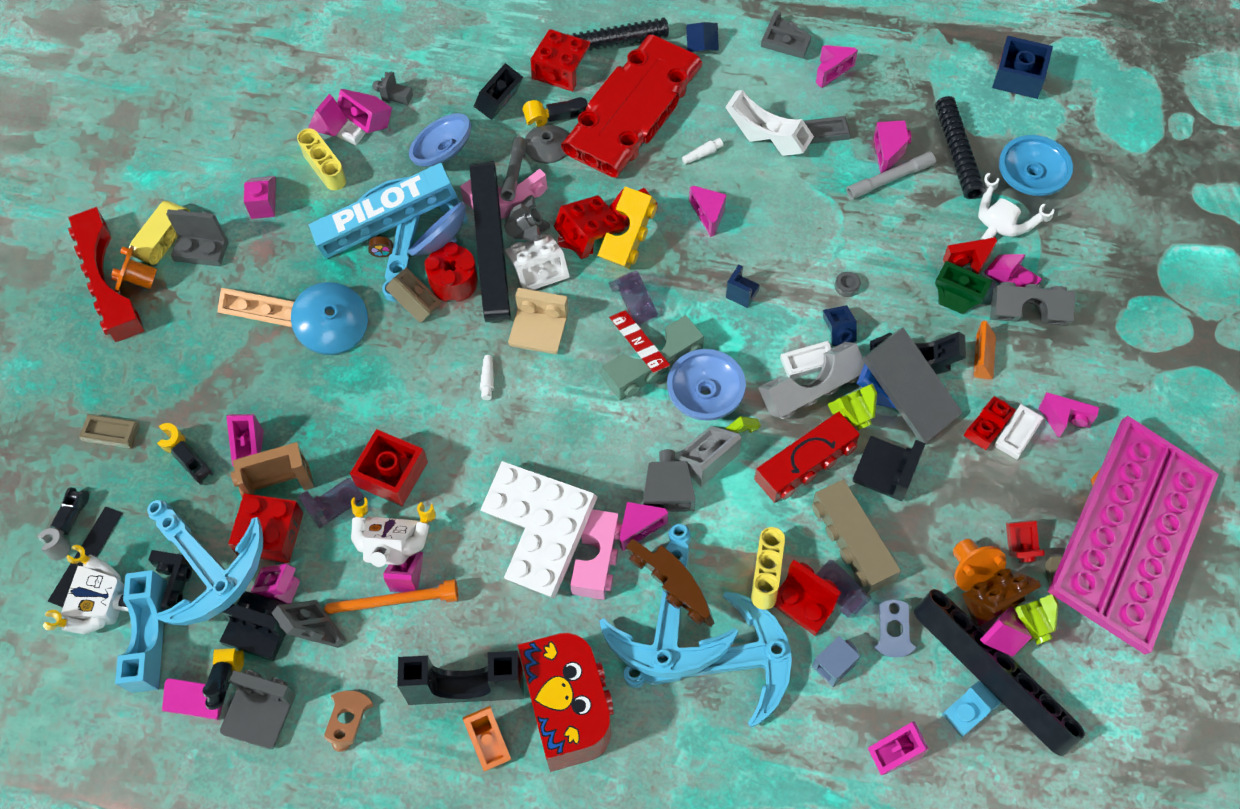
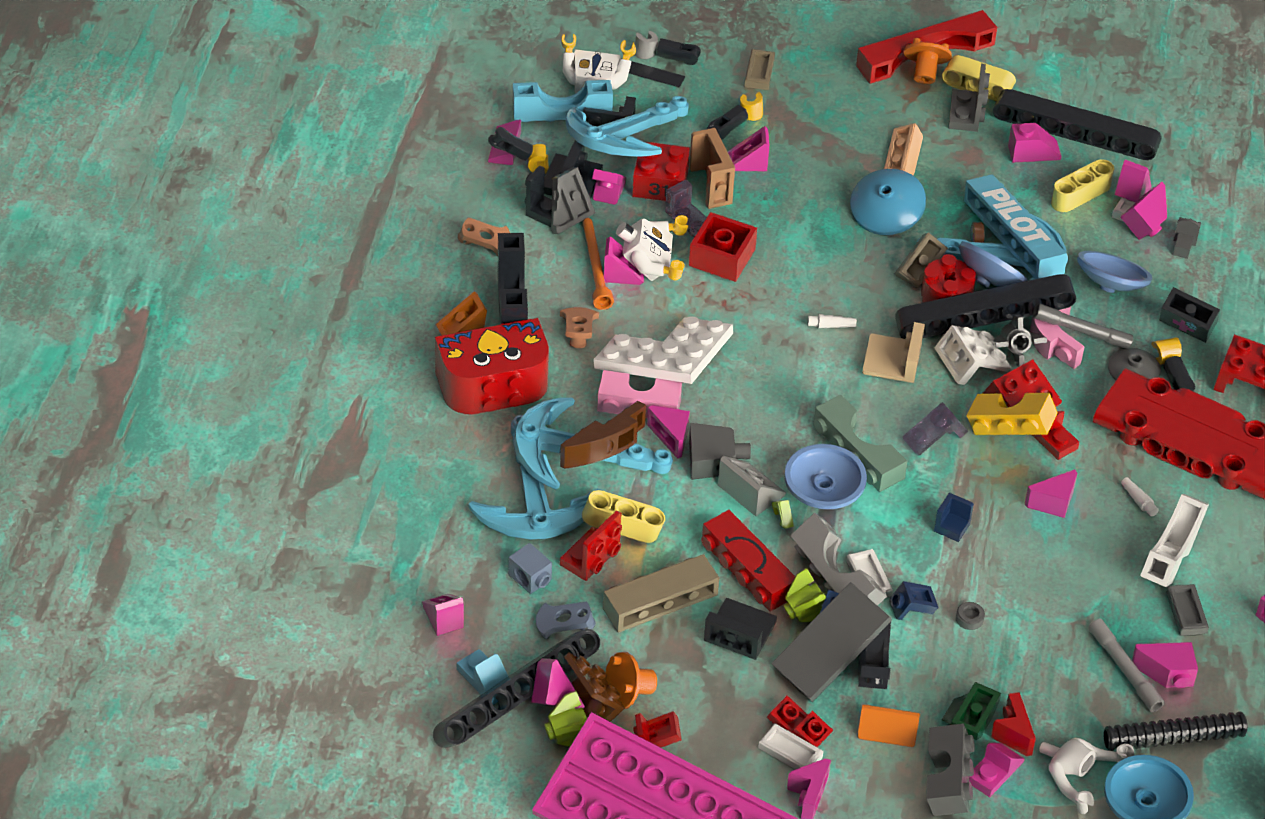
camera: 85 degrees right, 15 degrees down
(237, 155) = (1078, 124): none -> black beam
(257, 709) = (494, 181): dark grey bracket -> none
(303, 656) = (537, 205): none -> black bracket
(472, 610) = (579, 332): none -> nougat piece
(639, 341) = (874, 428): red sticker -> none
(852, 595) = (592, 585): clear purple bracket -> none

